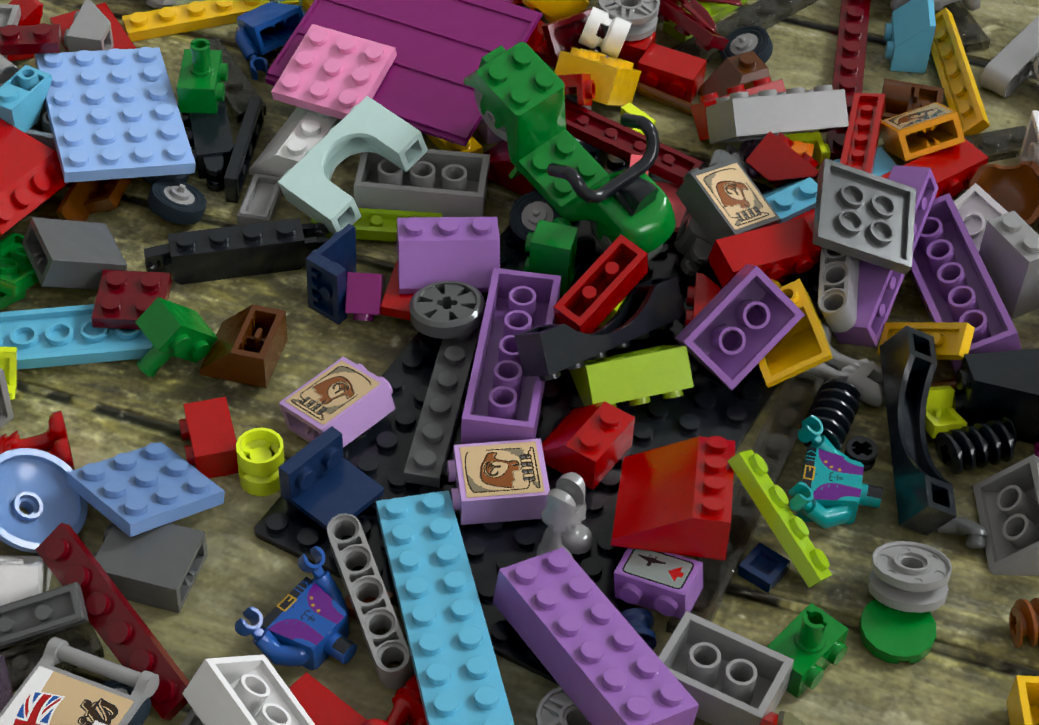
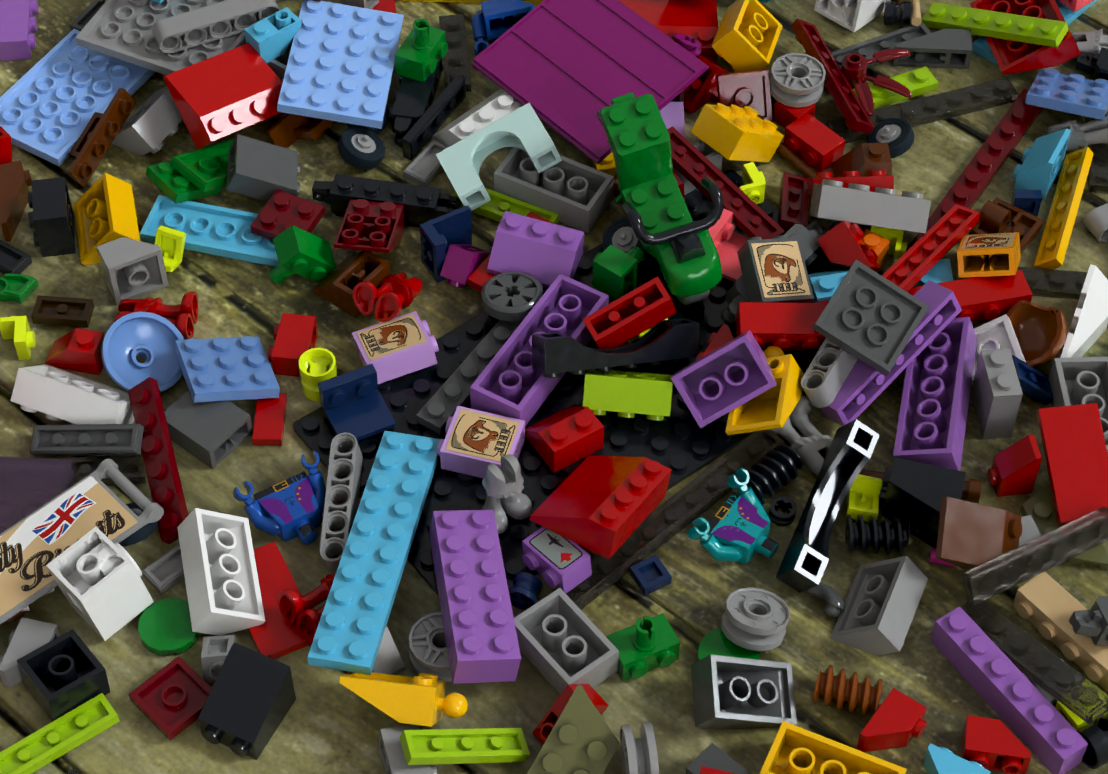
camera: 25 degrees right, 5 degrees up
(224, 535) = (270, 421): none -> red tile
(239, 278) = (371, 226): none -> dark red slope
(299, 340) = (387, 300): none -> red piece
(333, 72) = (521, 72): bright pink plate -> none
(585, 87) = (708, 138): red bracket -> none
(614, 38) = (770, 101): white wheel -> none
(686, 133) = (793, 201): none -> dark red plate
(773, 506) = (675, 541): lime plate -> none
(917, 72) = (1027, 200): none -> dark blue plate
(942, 664) = (742, 693): none -> dark grey slope
(950, 338) = (892, 440): yellow plate -> none

